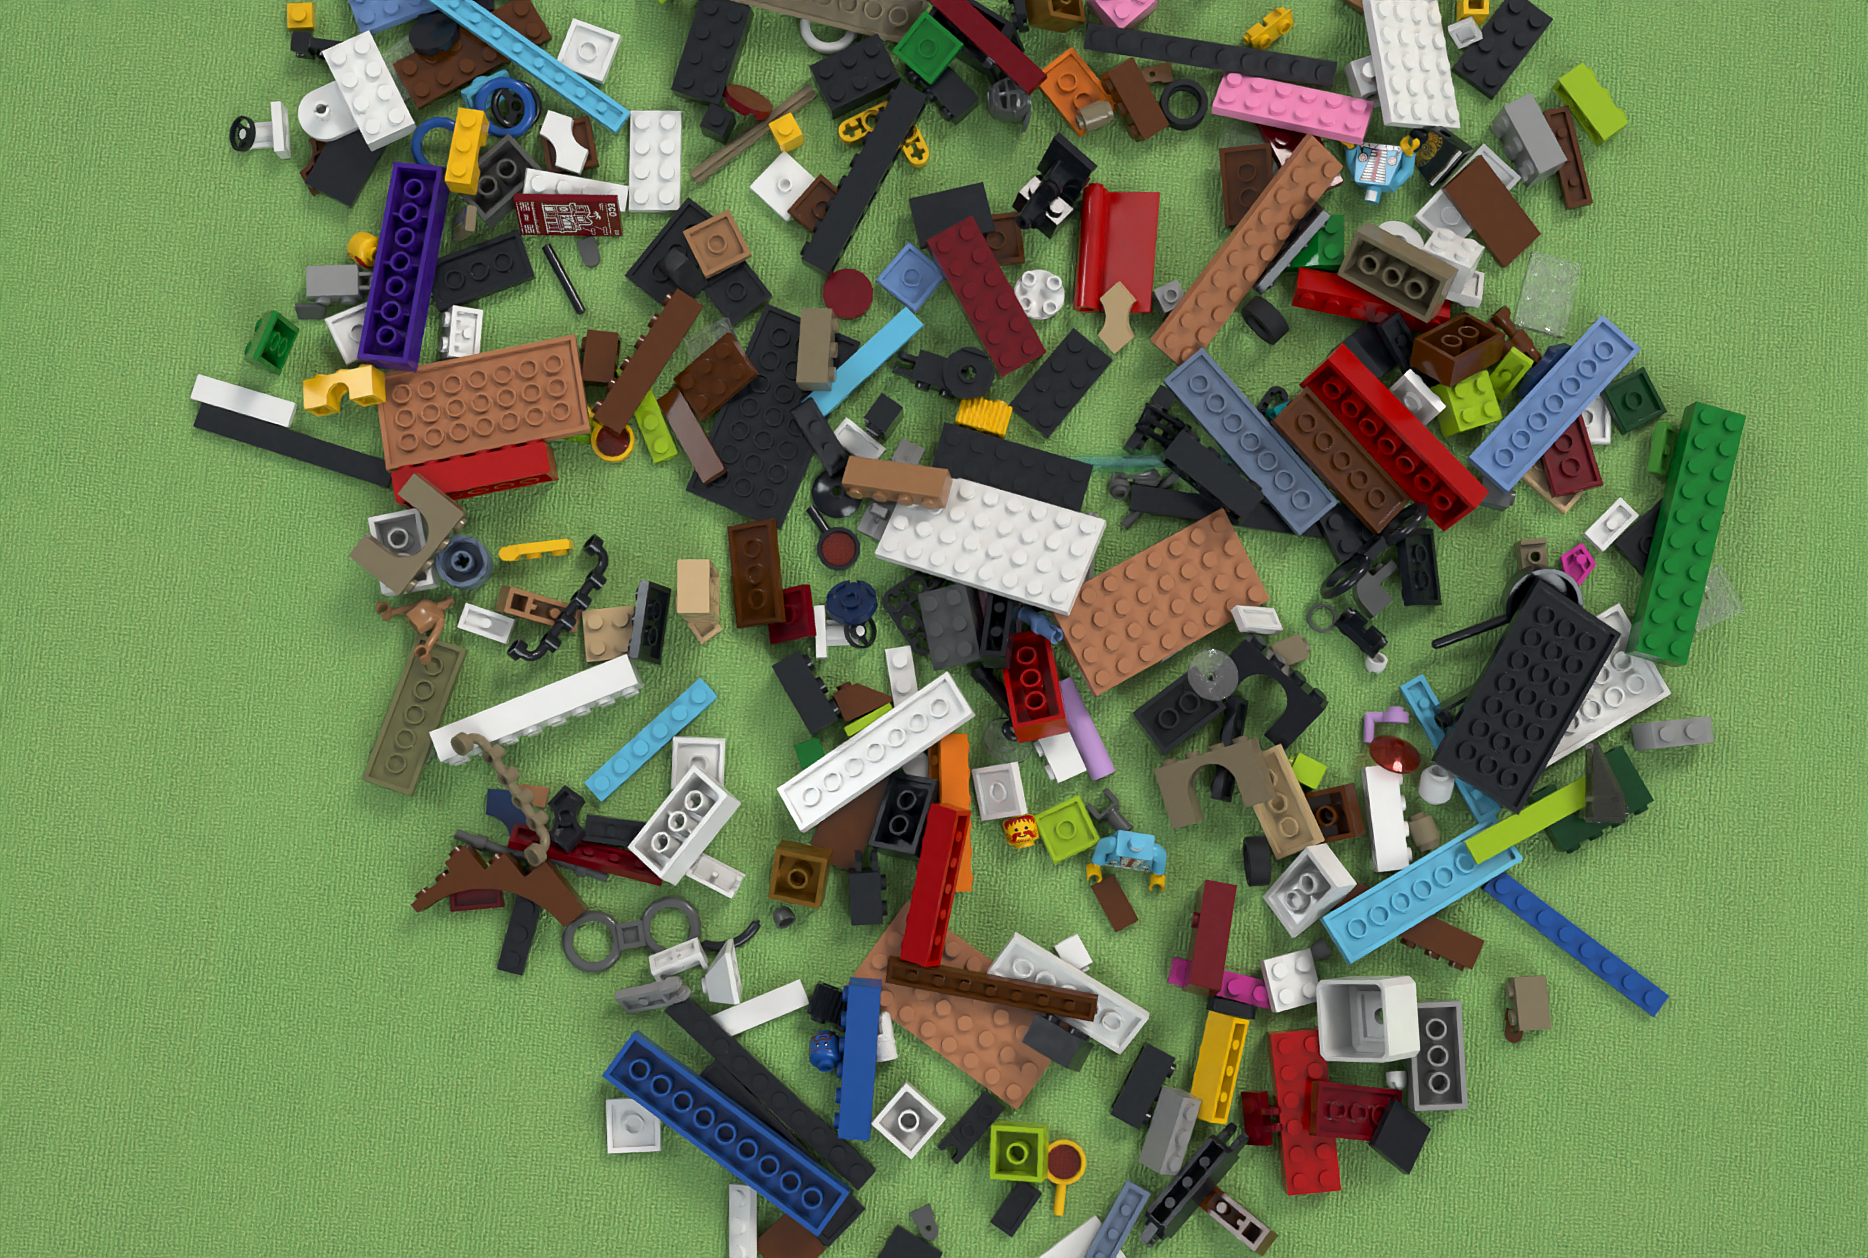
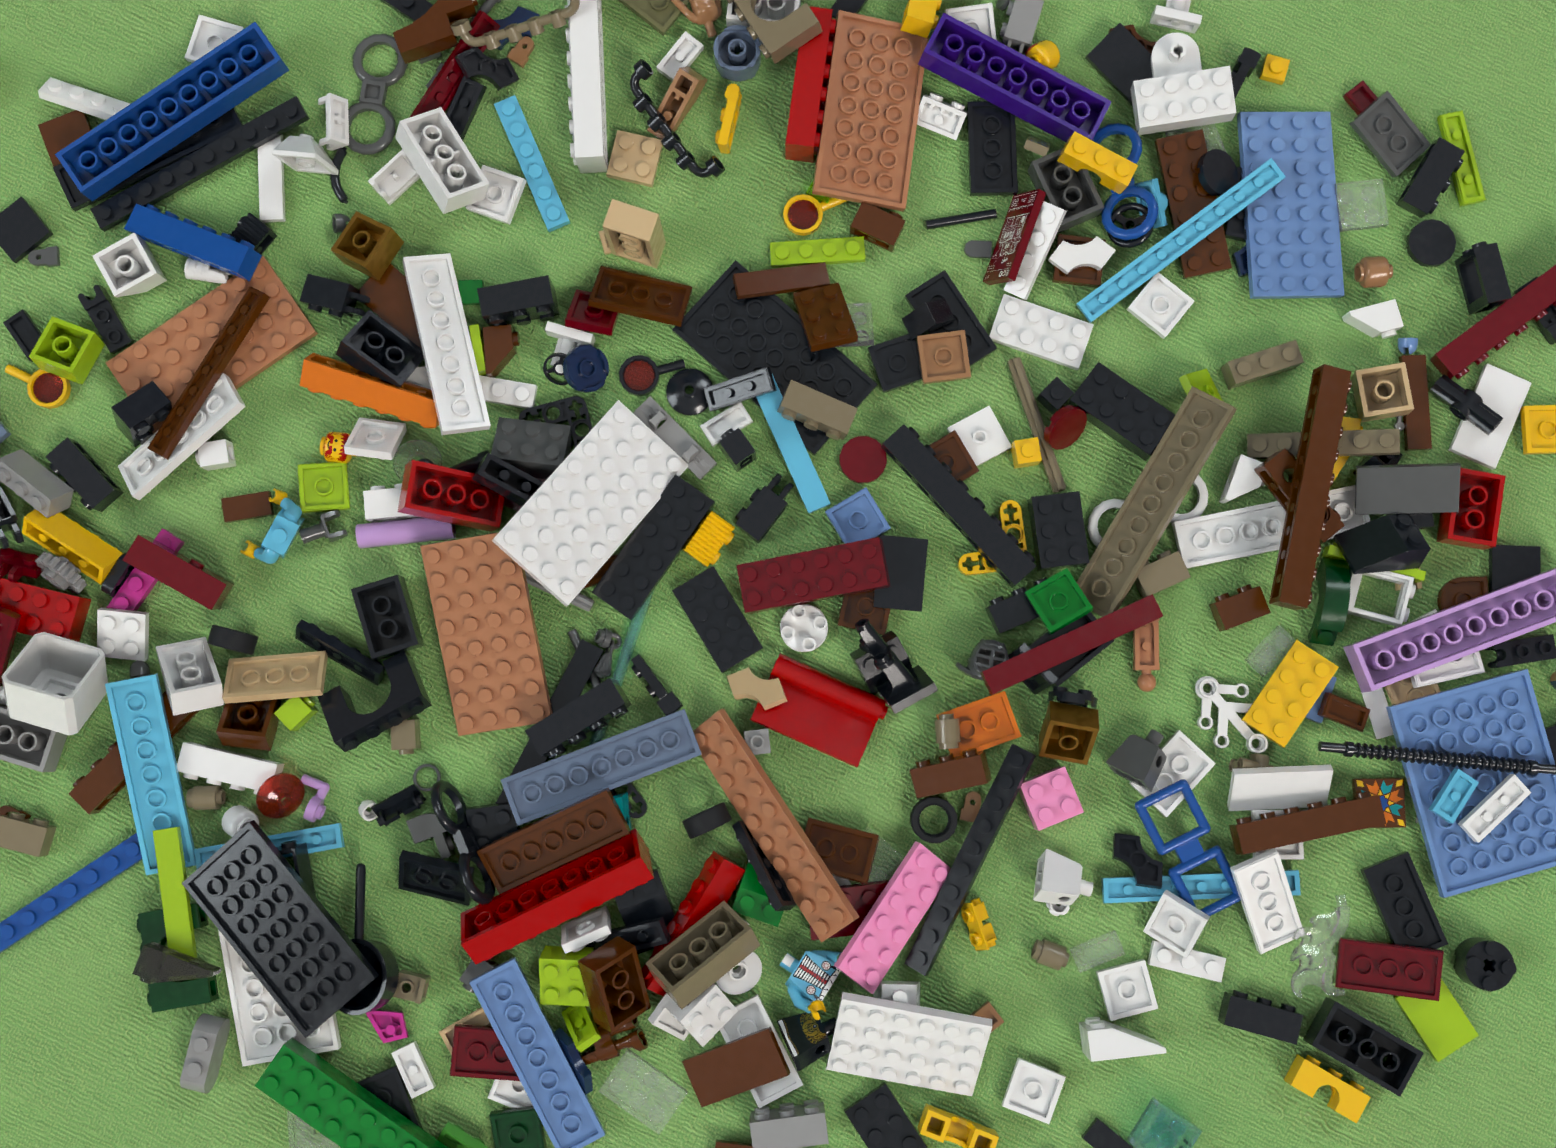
camera: 110 degrees right, 0 degrees up
(647, 362) = (856, 260): reddish brown brick -> none
(649, 622) = (627, 187): black plate -> none
(653, 995) = (311, 92): light grey hinge -> none
(825, 1051) = (213, 216): blue head -> none
(897, 482) = (674, 440): medium nougat brick -> none
(935, 884) = (310, 351): red brick -> none
(961, 360) = (735, 539): black plate -> none
(1040, 624) = (498, 521): medium blue pin -> none
(1172, 422) = (632, 691): black piece -> none
(1220, 667) = (396, 665): clear dish -> none
(1242, 759) = (322, 652): dark tan arch -> none
(1252, 1064) = (61, 572): none -> light grey gear
(1256, 619) = (441, 715): white tile -> none
(1465, 32) = (913, 1106): white tile -> none

